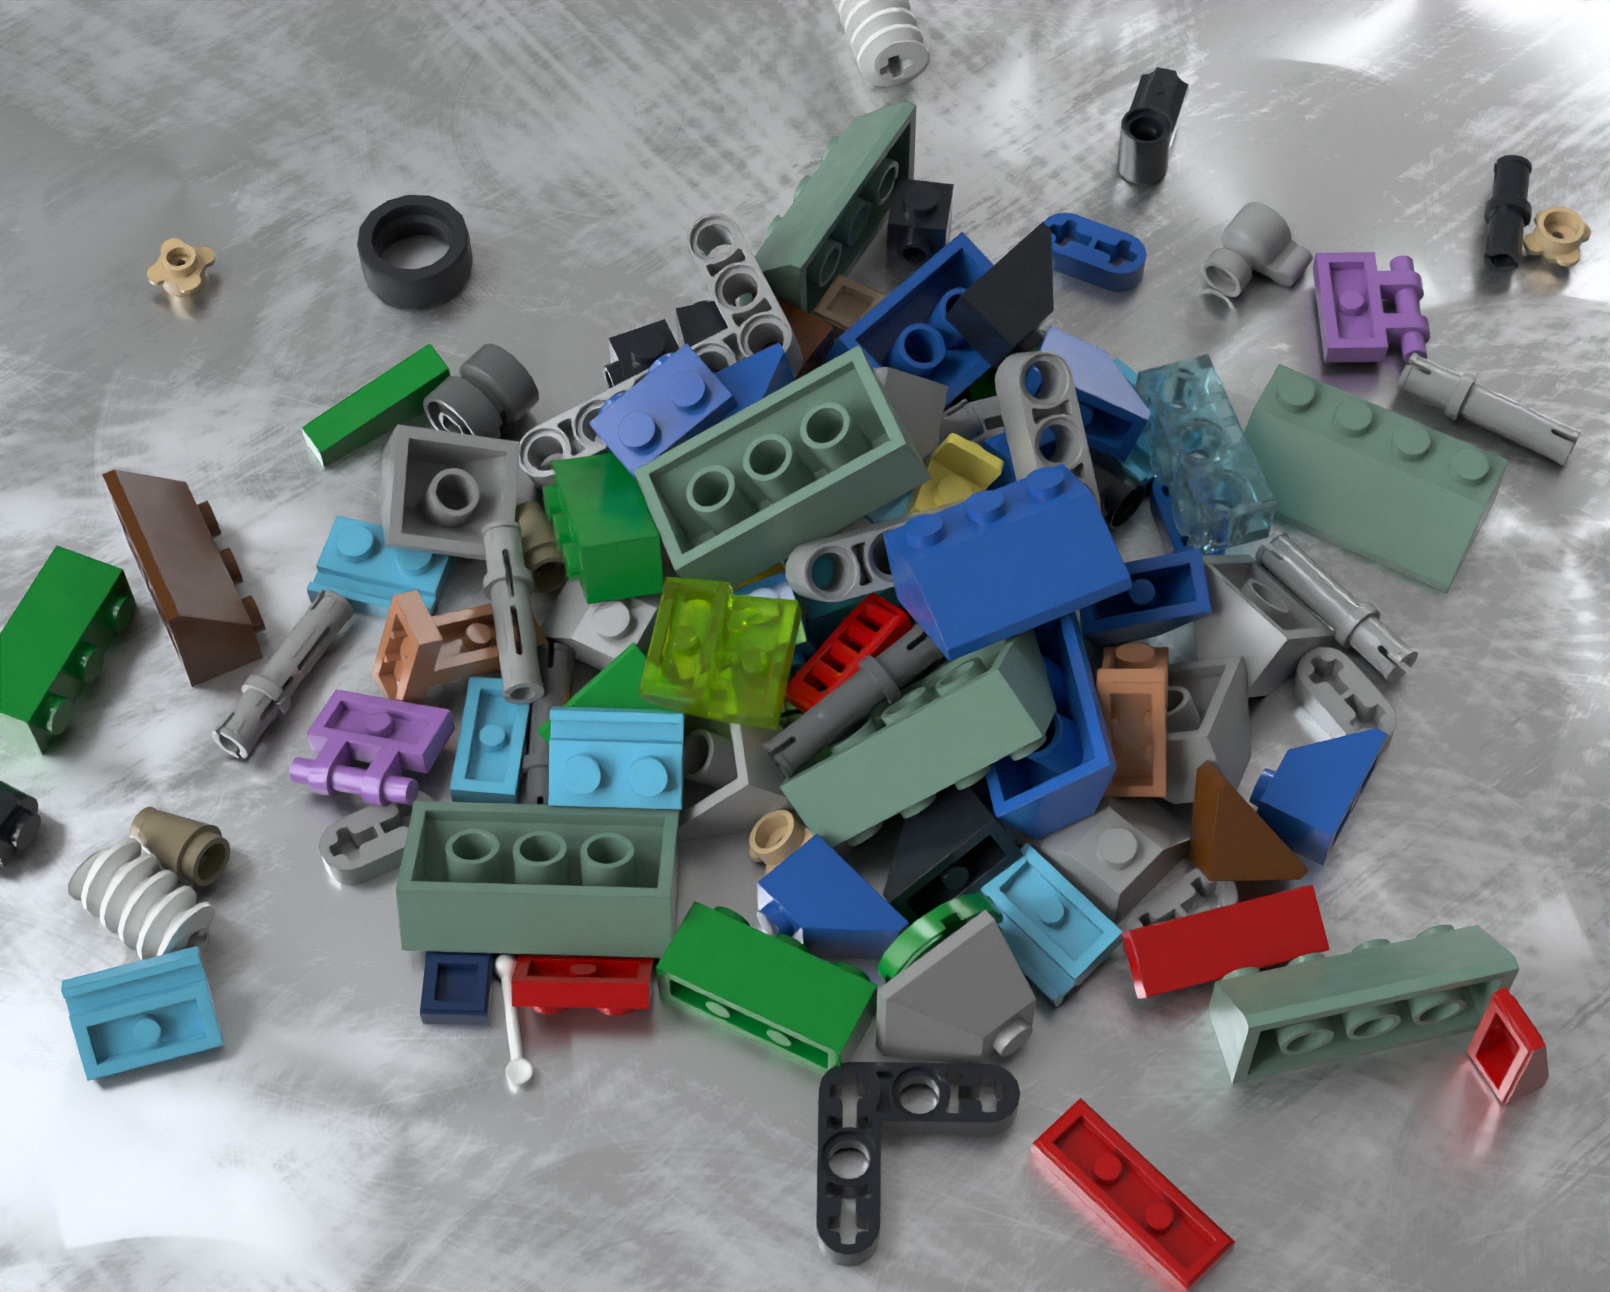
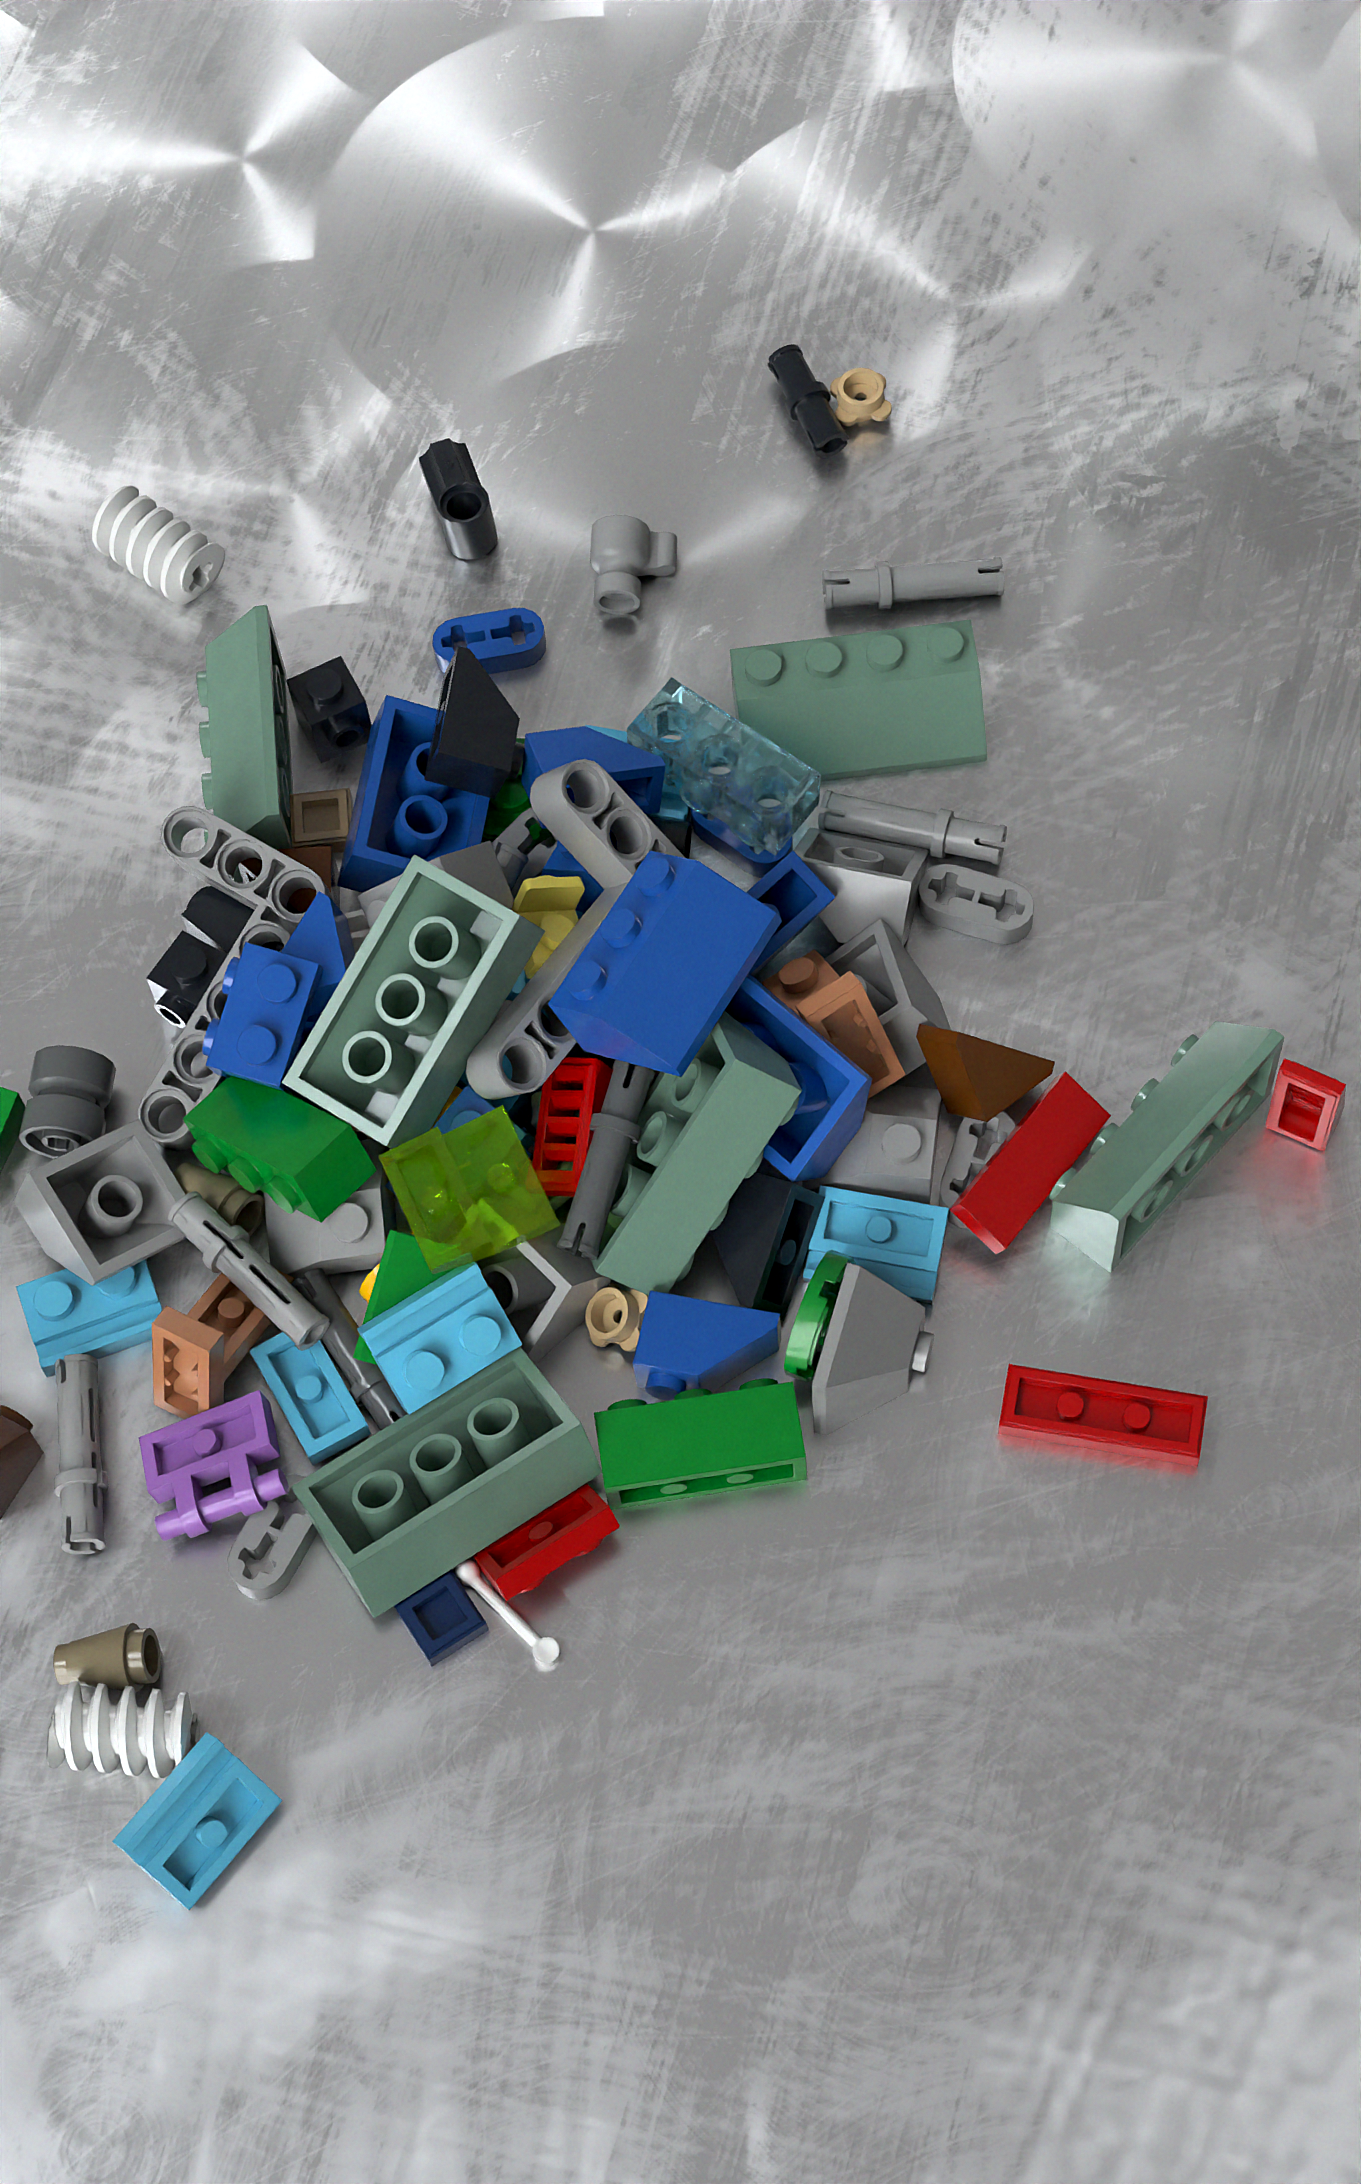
camera: 30 degrees left, 5 degrees up
(884, 1114) = (863, 1484): black beam -> none
(1317, 790) = (1012, 992): blue slope -> none
(1352, 309) = (742, 562): medium lavender plate -> none

